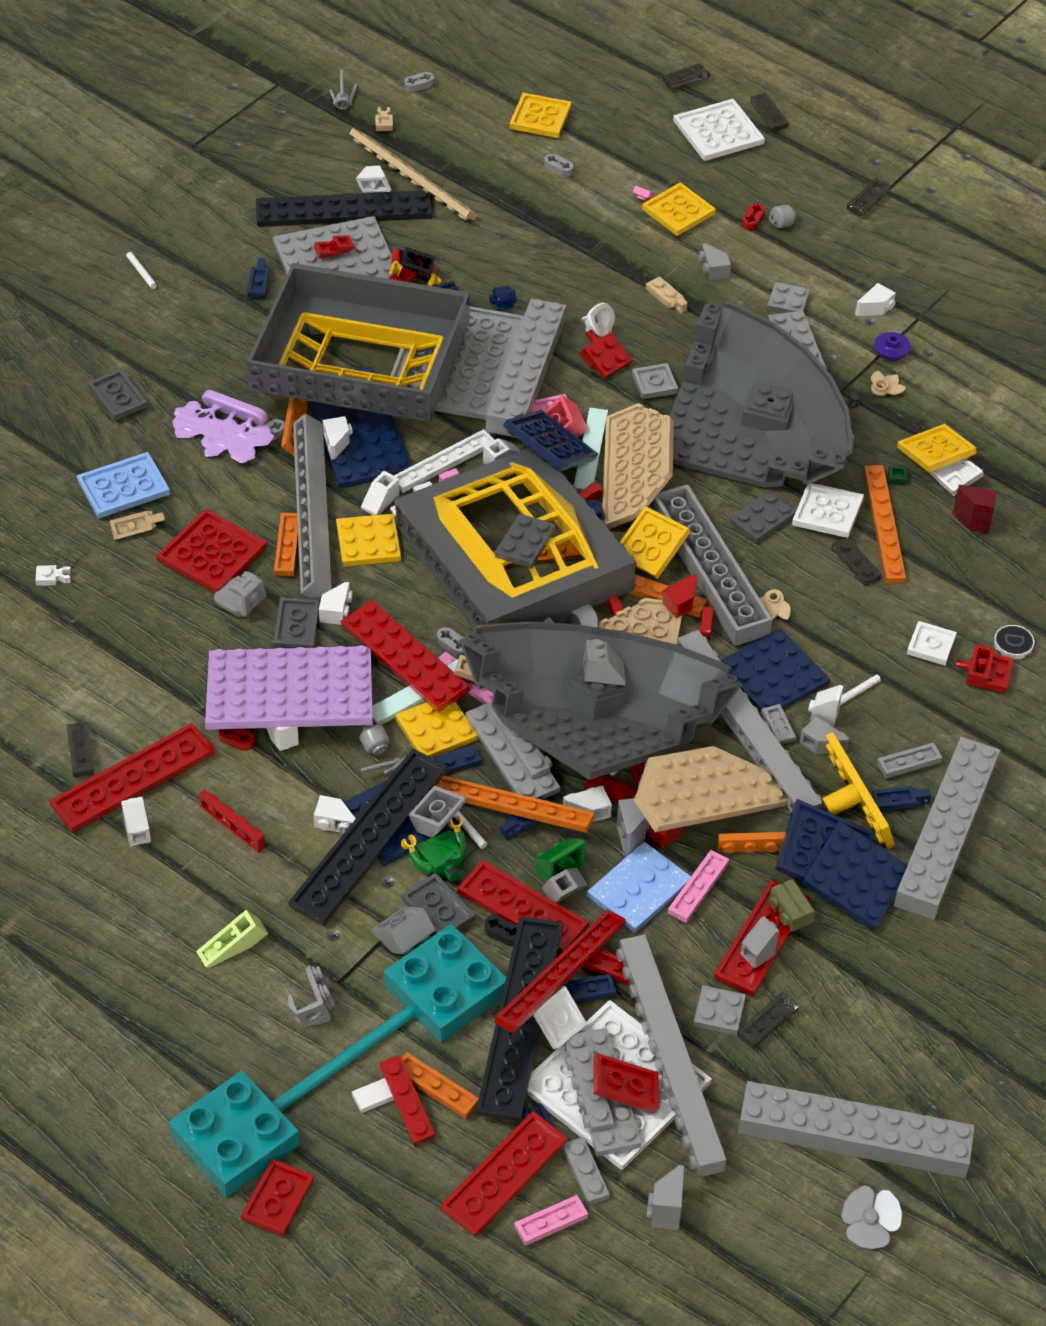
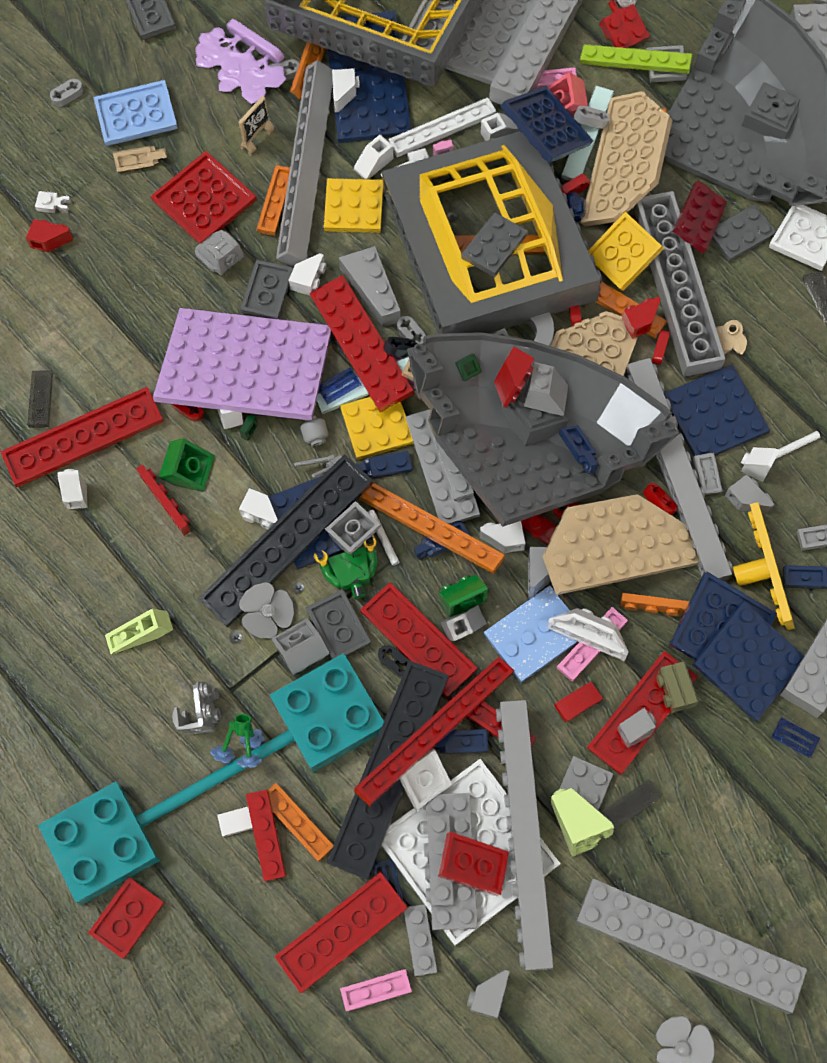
camera: 15 degrees right, 20 degrees up
(45, 476) = (66, 92): none -> light grey beam
(55, 603) = (47, 236): none -> red slope
(248, 786) = (186, 465): none -> green slope
(252, 476) = (253, 123): none -> flag
(305, 745) = (248, 427): none -> dark green tile
(358, 900) = (263, 599): none -> light grey piece
(364, 999) = (243, 727): none -> plant
(388, 694) = (333, 386): none -> clear blue tile
(404, 603) = (370, 280): none -> light grey wedge
(446, 651) = (398, 346): none -> black beam
(521, 654) = (468, 367): none -> dark green tile
(568, 653) = (513, 375): none -> red slope
(592, 432) = (592, 117): none -> light grey beam
(624, 379) = (636, 59): none -> lime plate
(647, 712) = (580, 447): none -> dark blue hinge
(694, 869) = (591, 631): none -> white wedge
(696, 937) = (578, 702): none -> red slope
(719, 503) = (699, 216): none -> dark red plate
(723, 1036) = (579, 821): none -> yellowish green slope
(736, 750) = (660, 498): none -> red beam
(916, 941) = (791, 744): none -> clear blue tile

